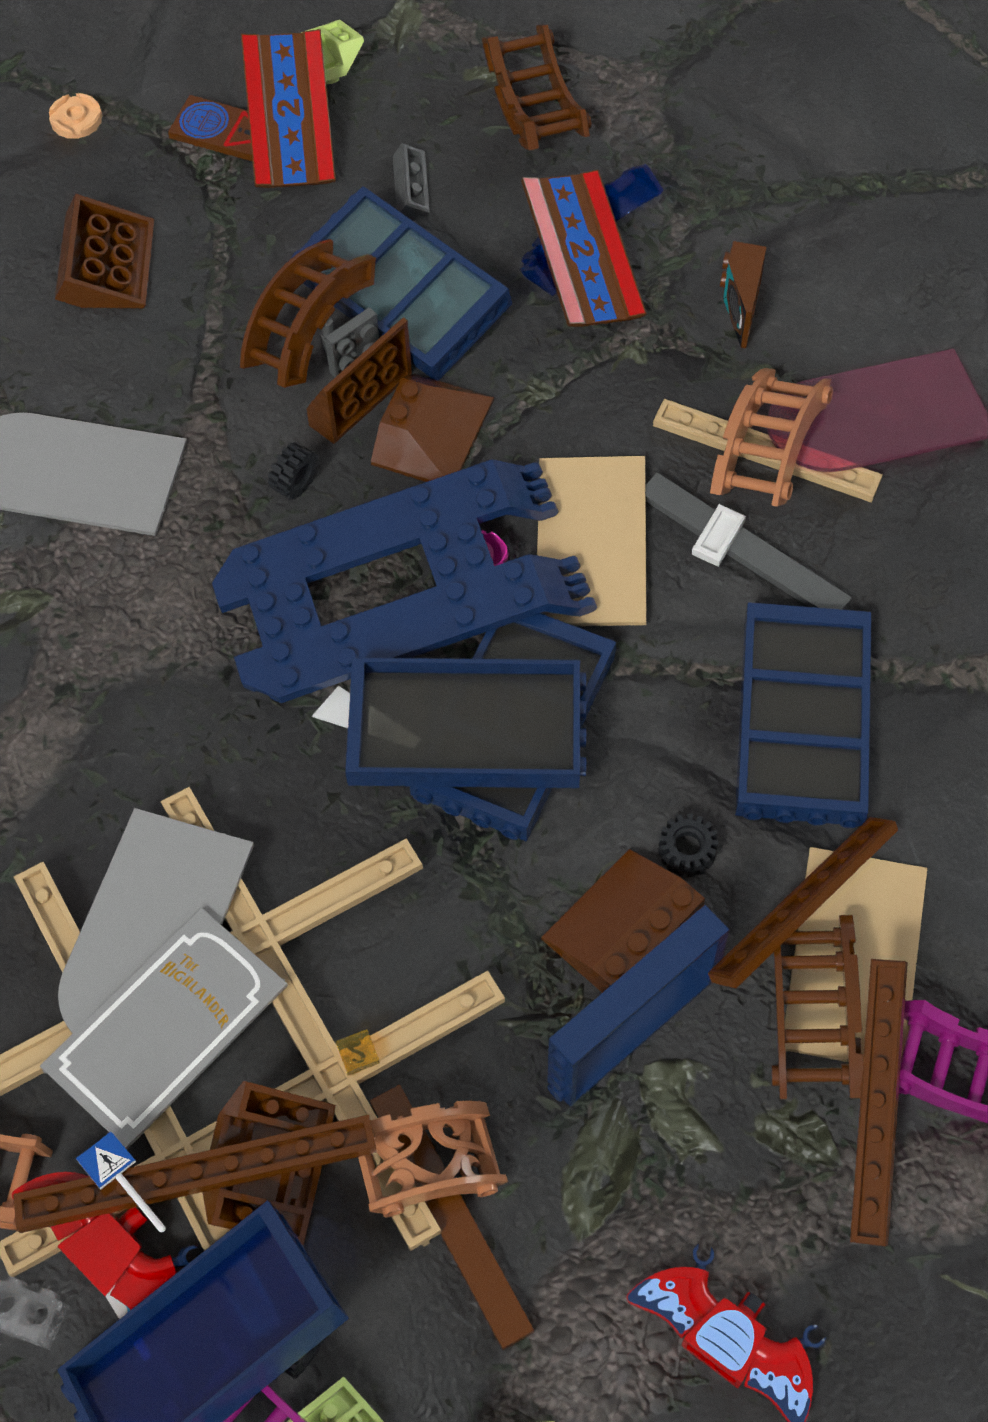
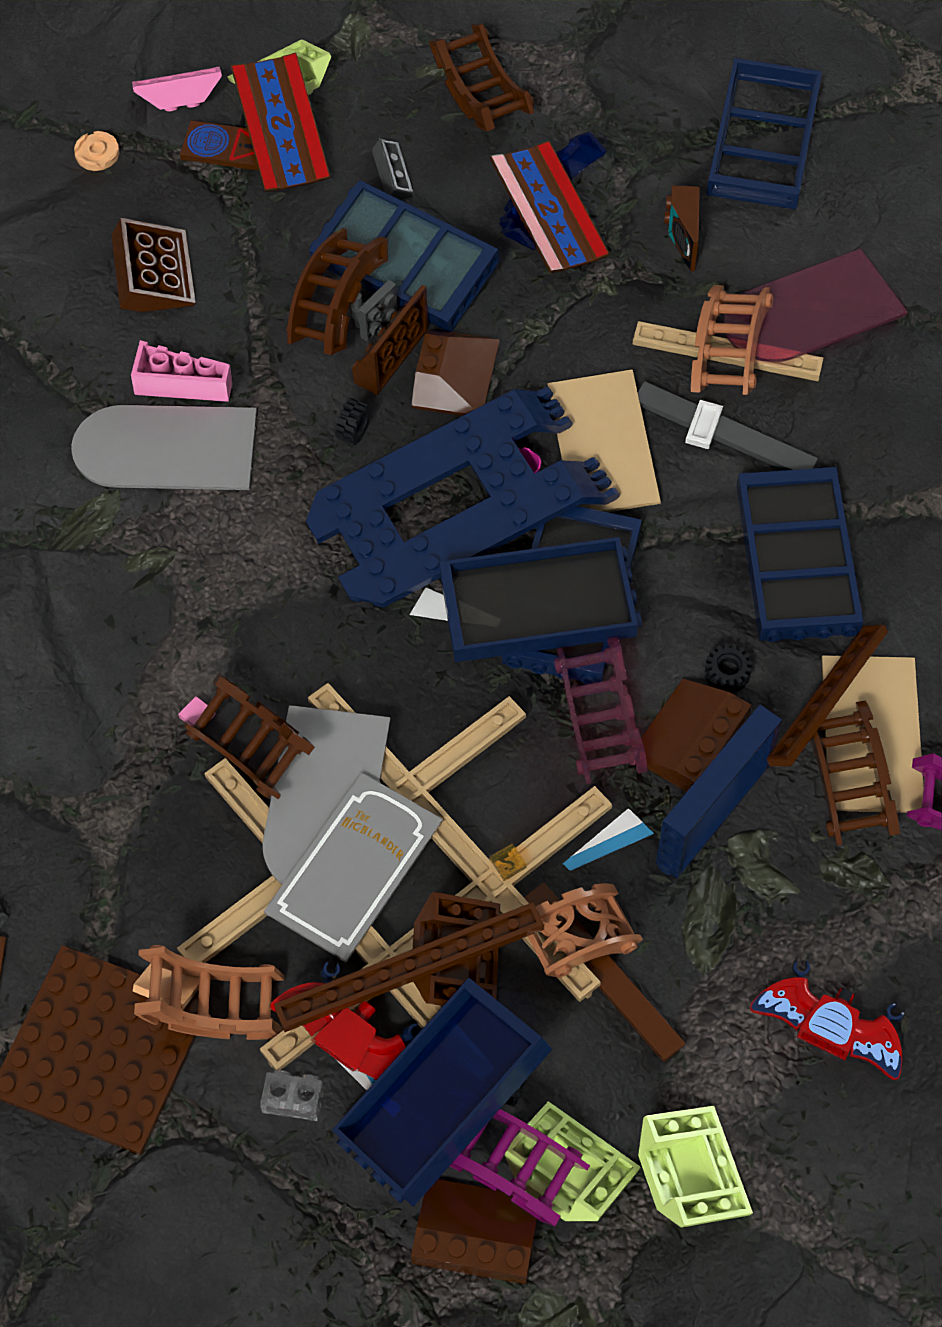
camera: 10 degrees left, 0 degrees up
(26, 800) = (193, 710): none -> bright pink tile
(101, 387) = (179, 375): none -> bright pink wedge
(106, 1162) = (341, 967): piece -> none
(117, 860) = (270, 721): none -> reddish brown fence
(181, 57) = (178, 89): none -> bright pink wedge
(509, 1036) = (618, 834): none -> dark azure sticker
(545, 880) = (624, 711): none -> clear pink fence
(839, 262) = (753, 190): none -> dark blue window
(879, 1102) = (912, 834): reddish brown tile -> none

